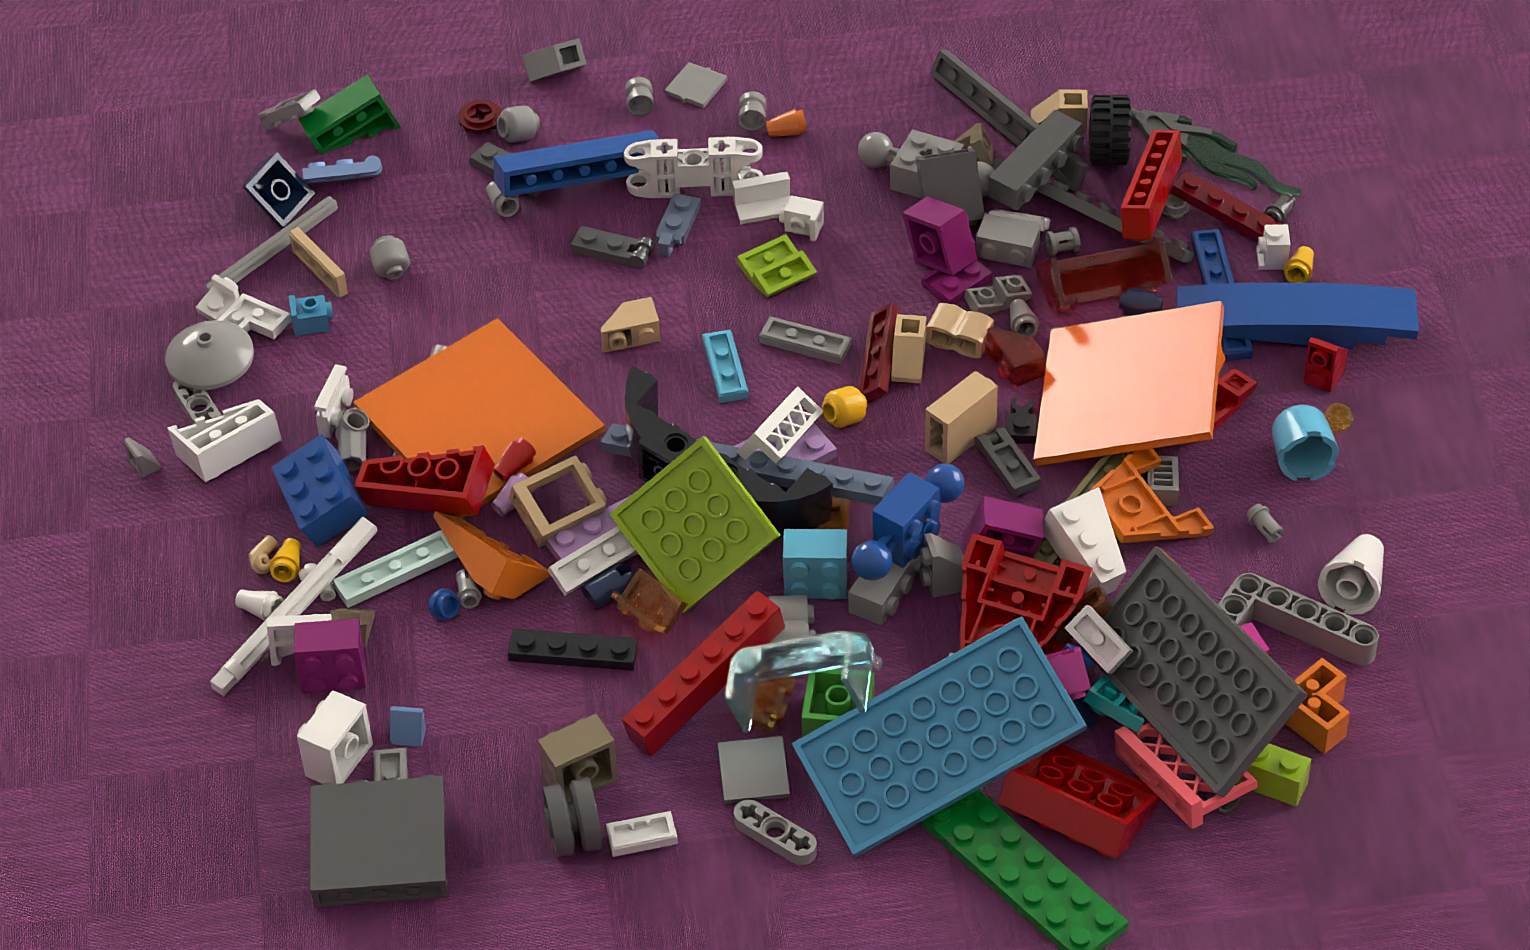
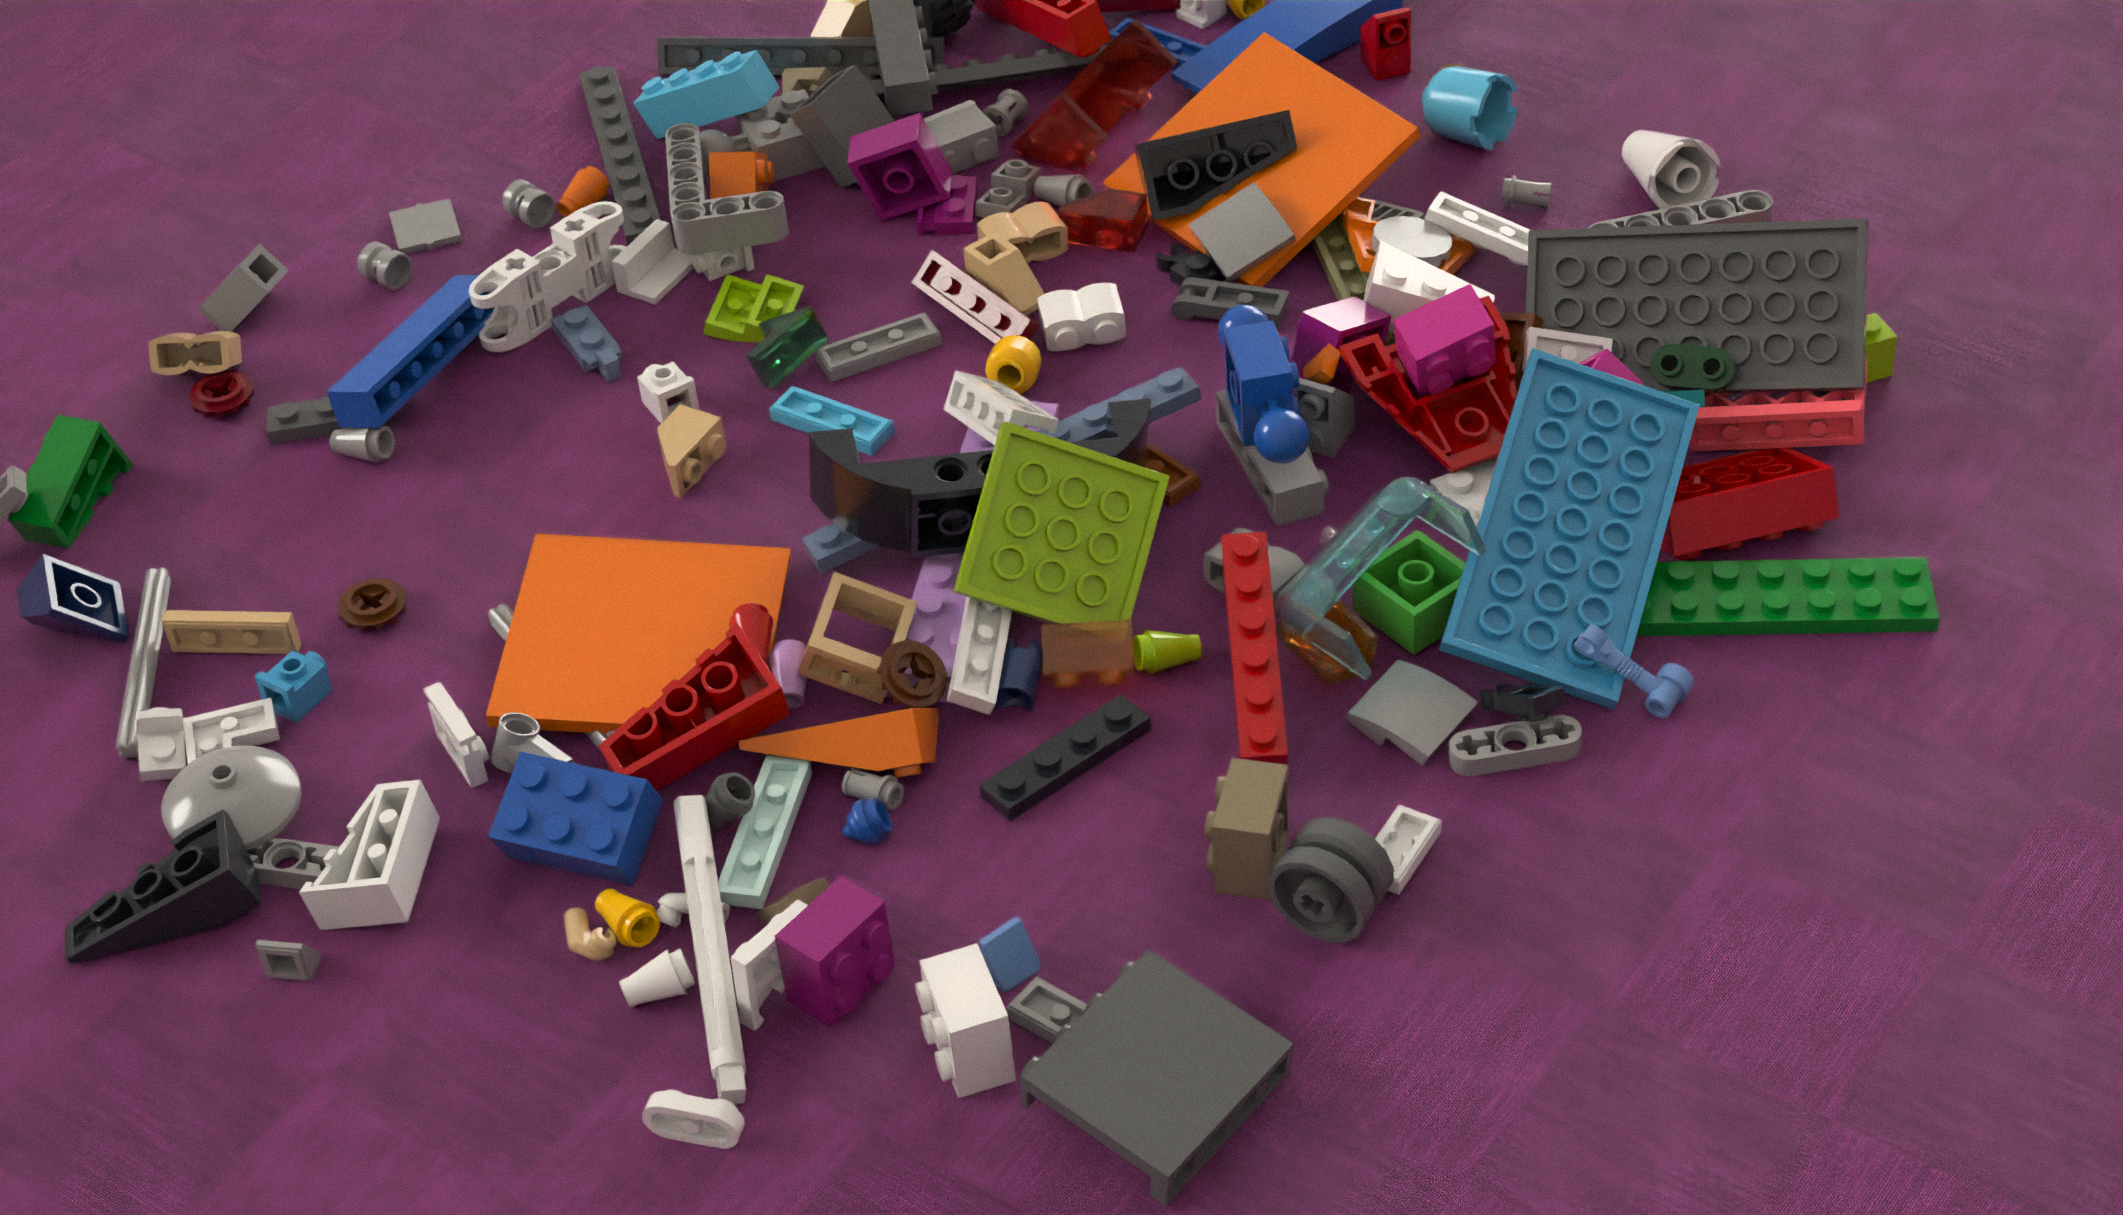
camera: 45 degrees left, 5 degrees down
(137, 386) = (186, 892): none -> black wedge
(183, 676) = (693, 1119): none -> white plate
(343, 170) = (133, 533): light blue plate -> none
(385, 293) = (374, 593): none -> reddish brown gear
(389, 257) = (313, 571): light grey head -> none
(394, 533) = (728, 800): none -> dark grey cone
(489, 82) = (201, 353): none -> tan brick
(518, 124) = (282, 369): light grey head -> none
(548, 527) = (924, 664): none -> reddish brown gear
(612, 247) = (552, 405): dark grey plate -> none
(668, 277) = (662, 383): none -> white brick
(686, 630) = (1163, 650): none -> lime cone
(752, 303) = (786, 344): none -> clear green slope
(796, 185) = (716, 223): none -> light grey beam
(803, 812) = (1528, 701): none -> black plate
(815, 563) = (1208, 494): medium azure brick -> none
(842, 112) = (619, 150): none -> dark grey plate
(851, 179) = (739, 173): none -> orange brick
(883, 868) = (1664, 690): none -> medium blue brick
(904, 109) = (707, 93): none -> medium azure brick
(908, 402) = (1081, 317): none -> white brick
(960, 416) = (1149, 290): tan brick -> none
(961, 538) = (1323, 365): none -> orange tile
(1018, 575) = (1445, 341): none -> dark pink brick
(1059, 421) = (1242, 232): none -> light grey slope
(1090, 360) = (1201, 164): none -> black wedge
(1131, 501) = (1415, 237): none -> tile
(1139, 302) = (1153, 109): dark blue brick -> none
(1149, 698) = (1692, 366): none -> dark green plate
(1195, 539) = (1480, 227): none -> white plate

